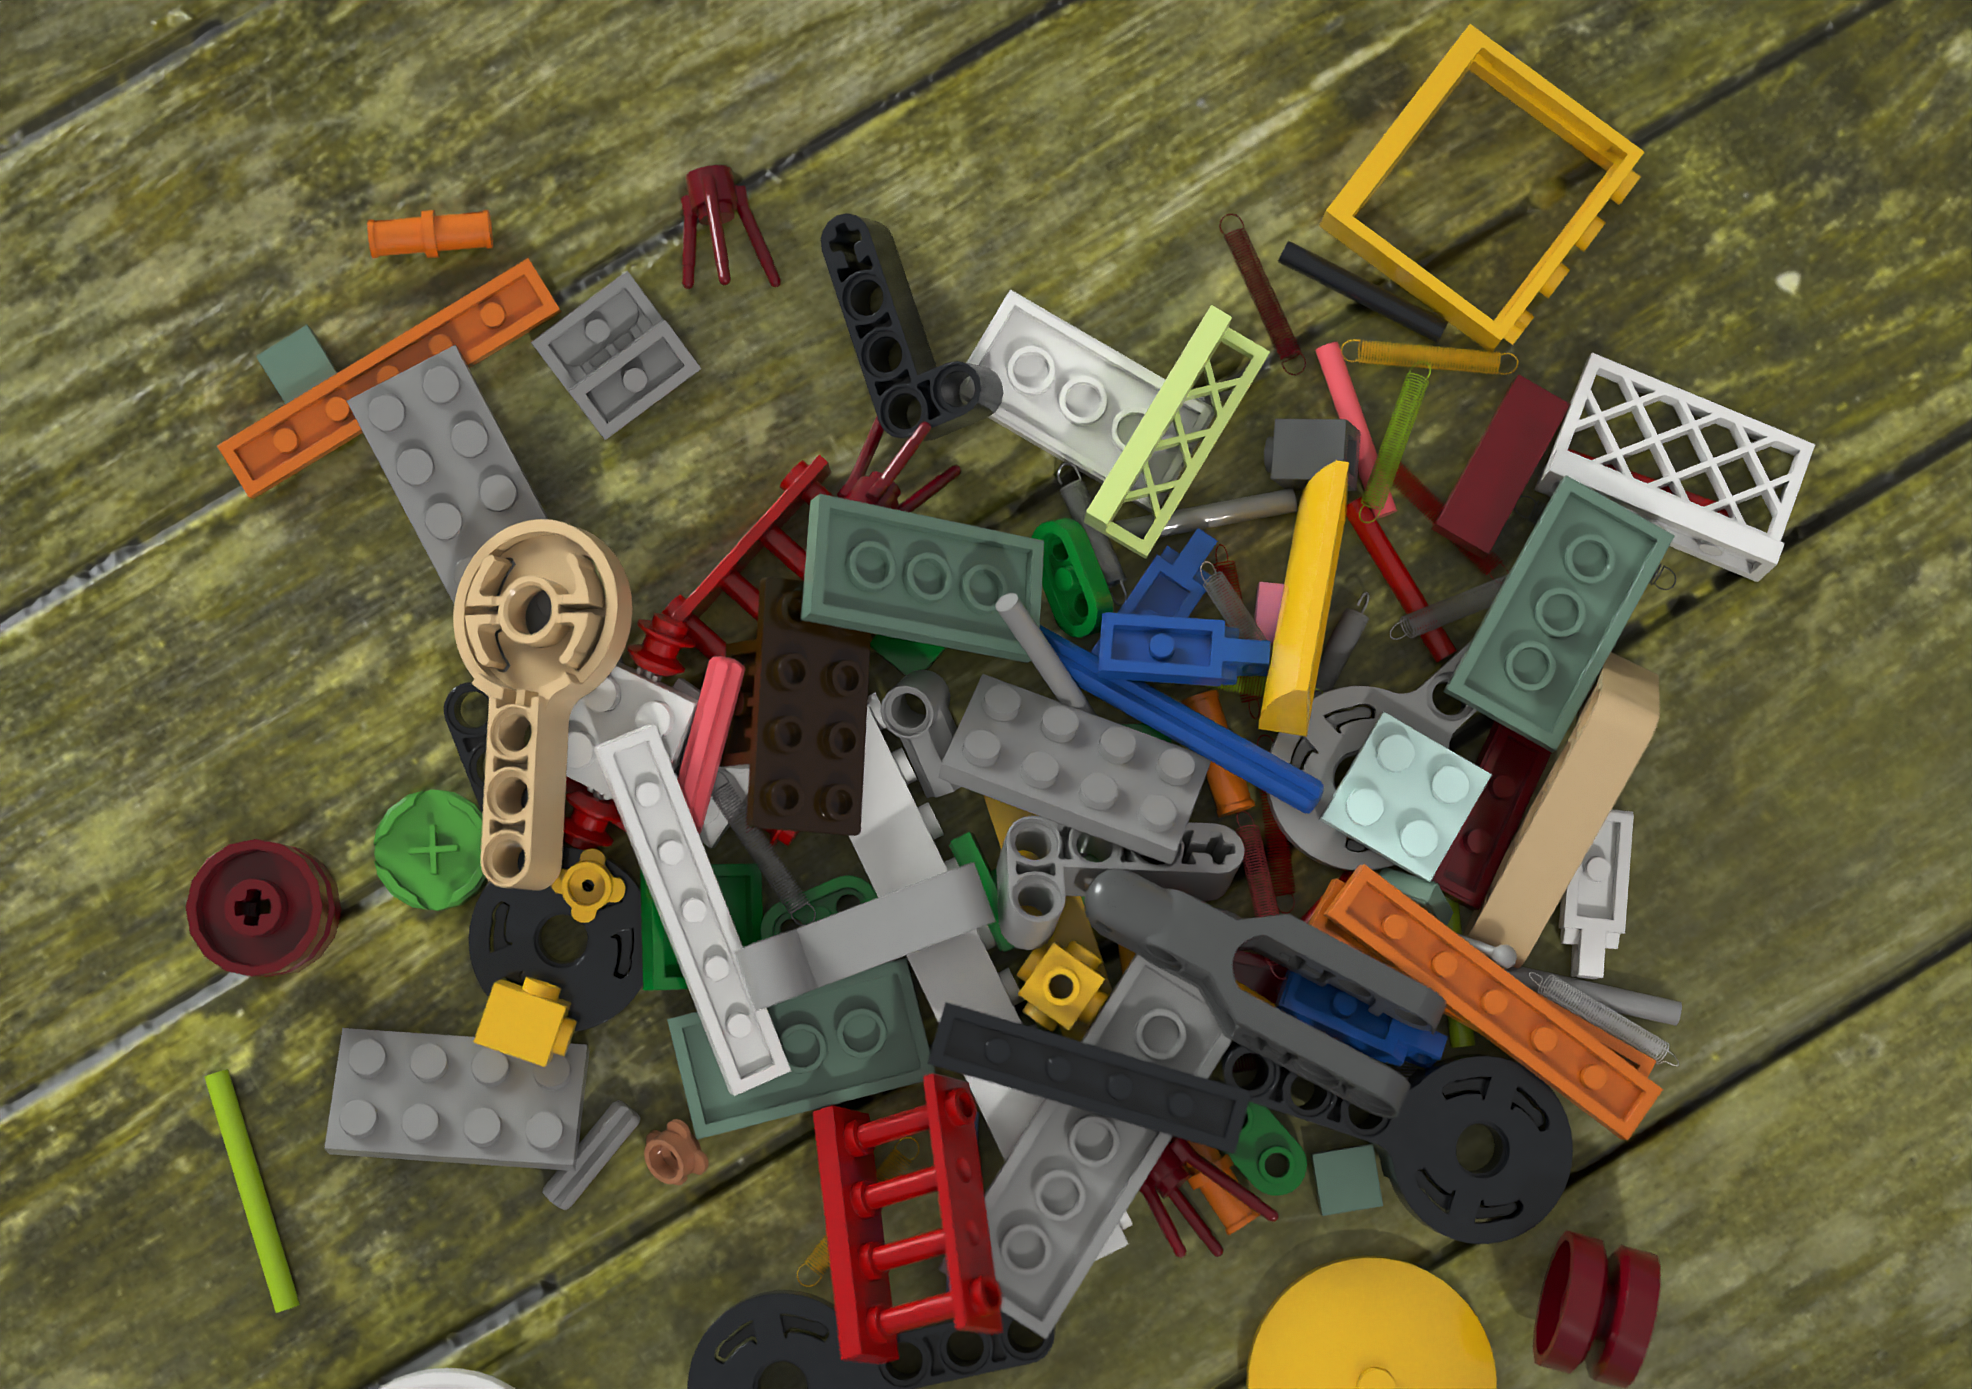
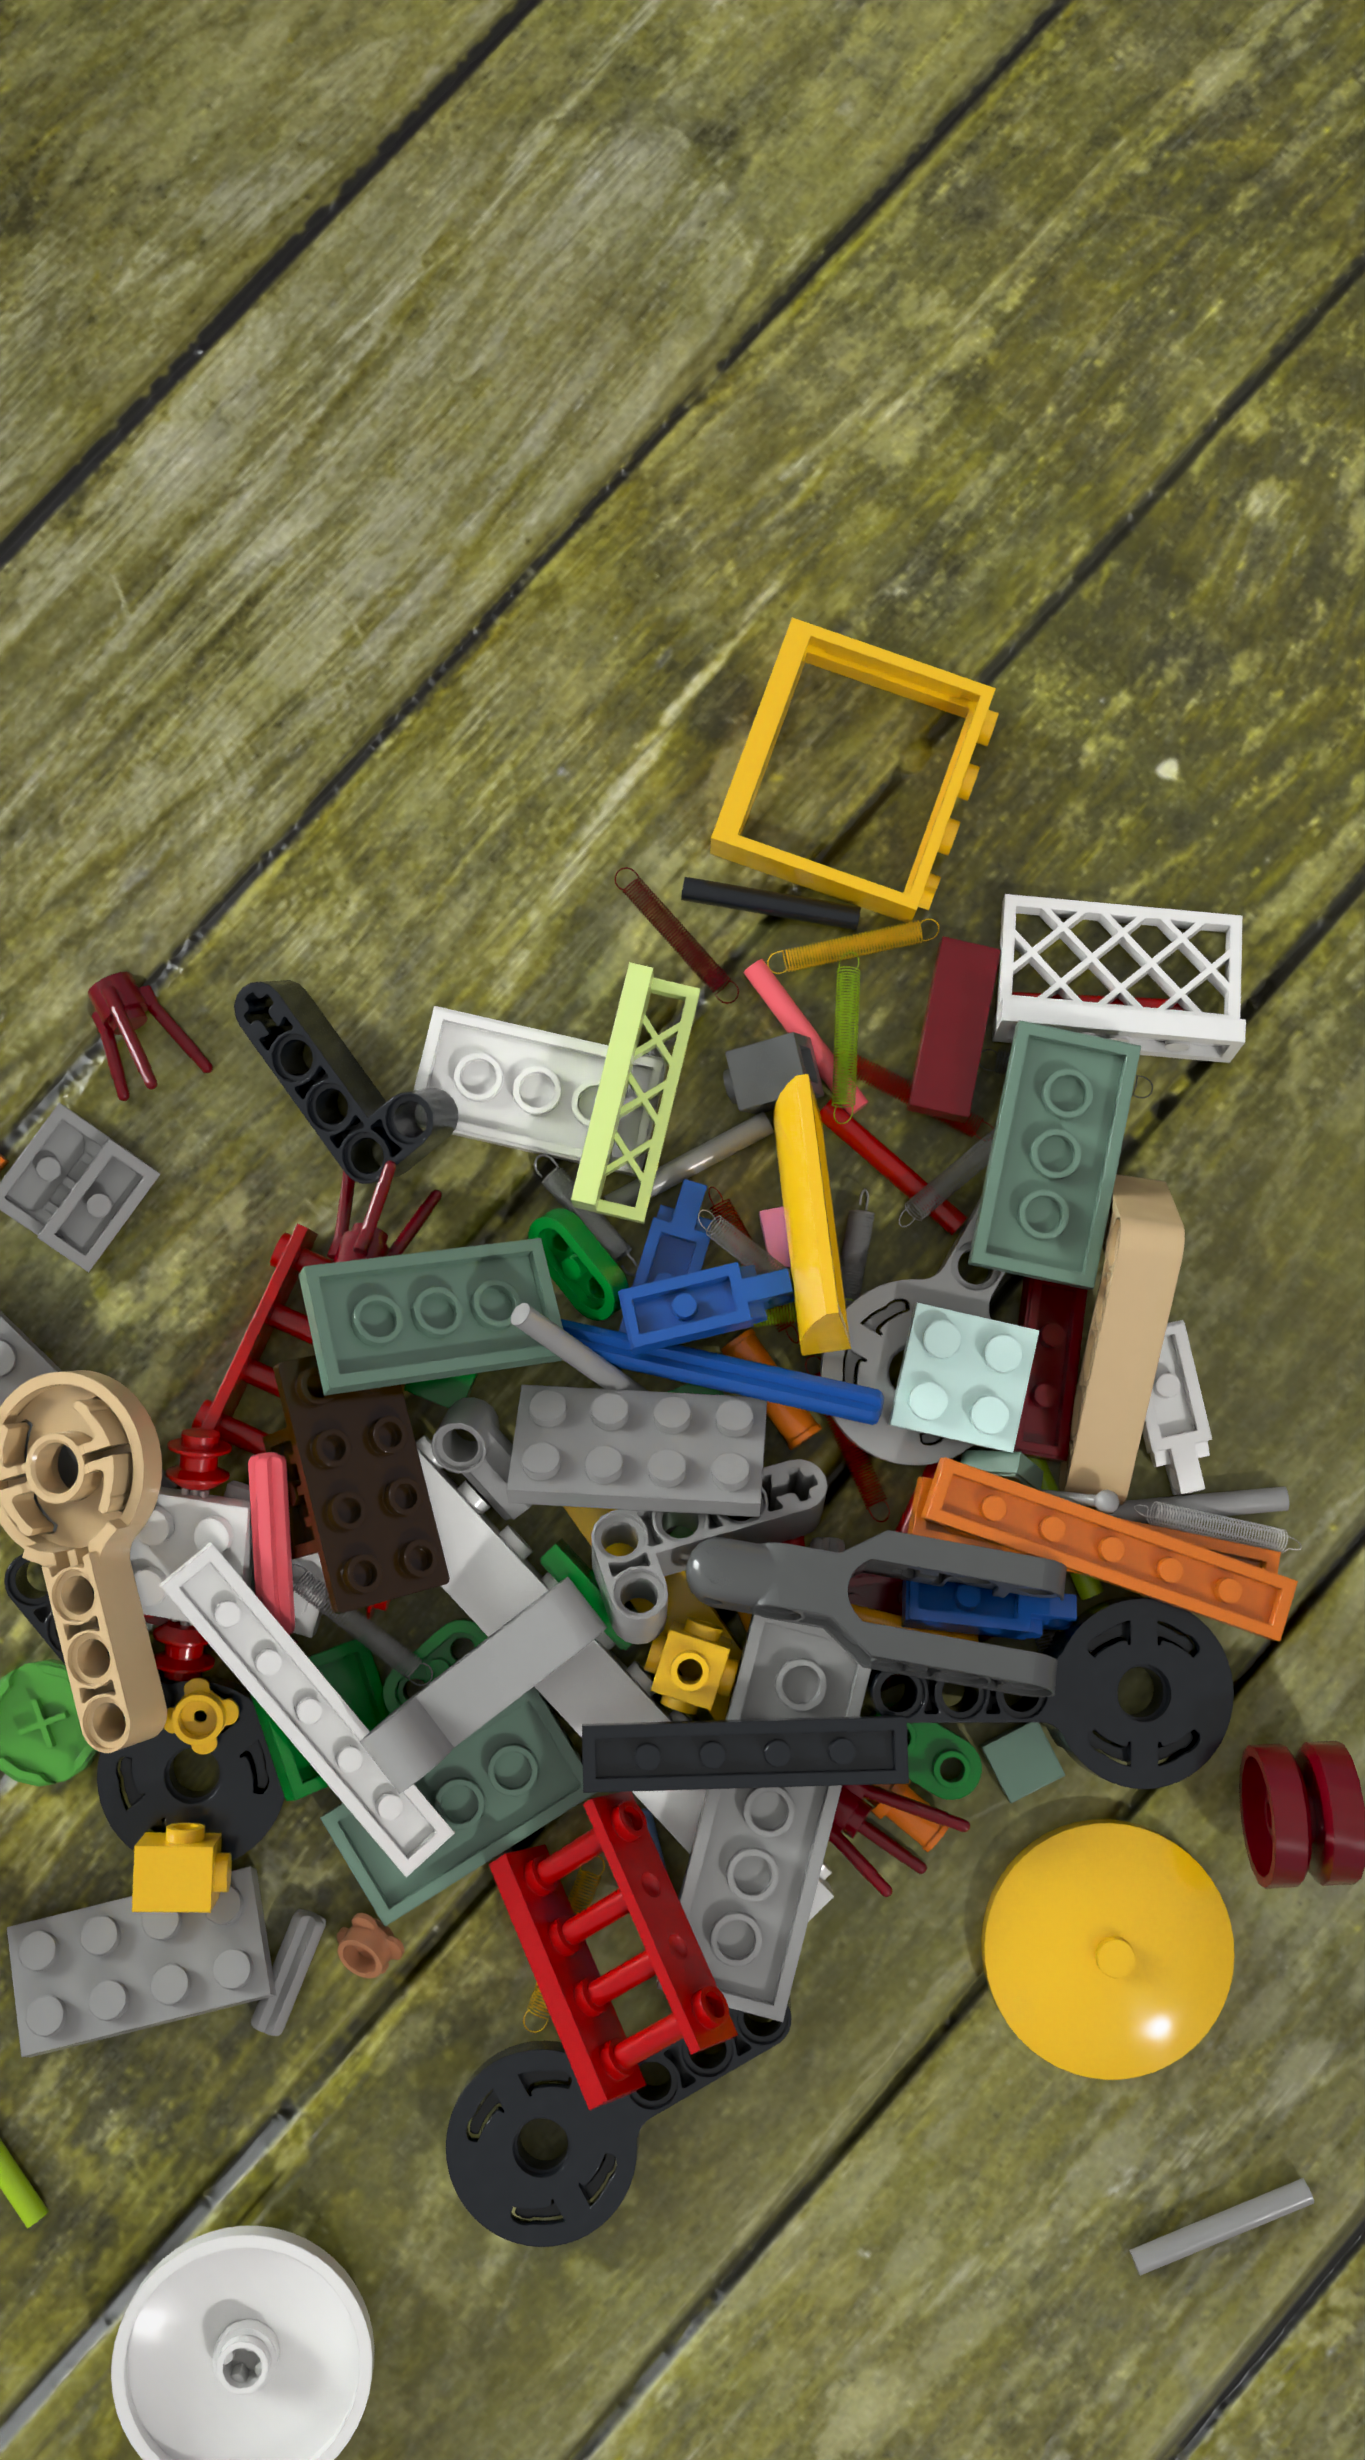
camera: 20 degrees left, 0 degrees up
(1262, 870) = (830, 1473): coral piece -> none

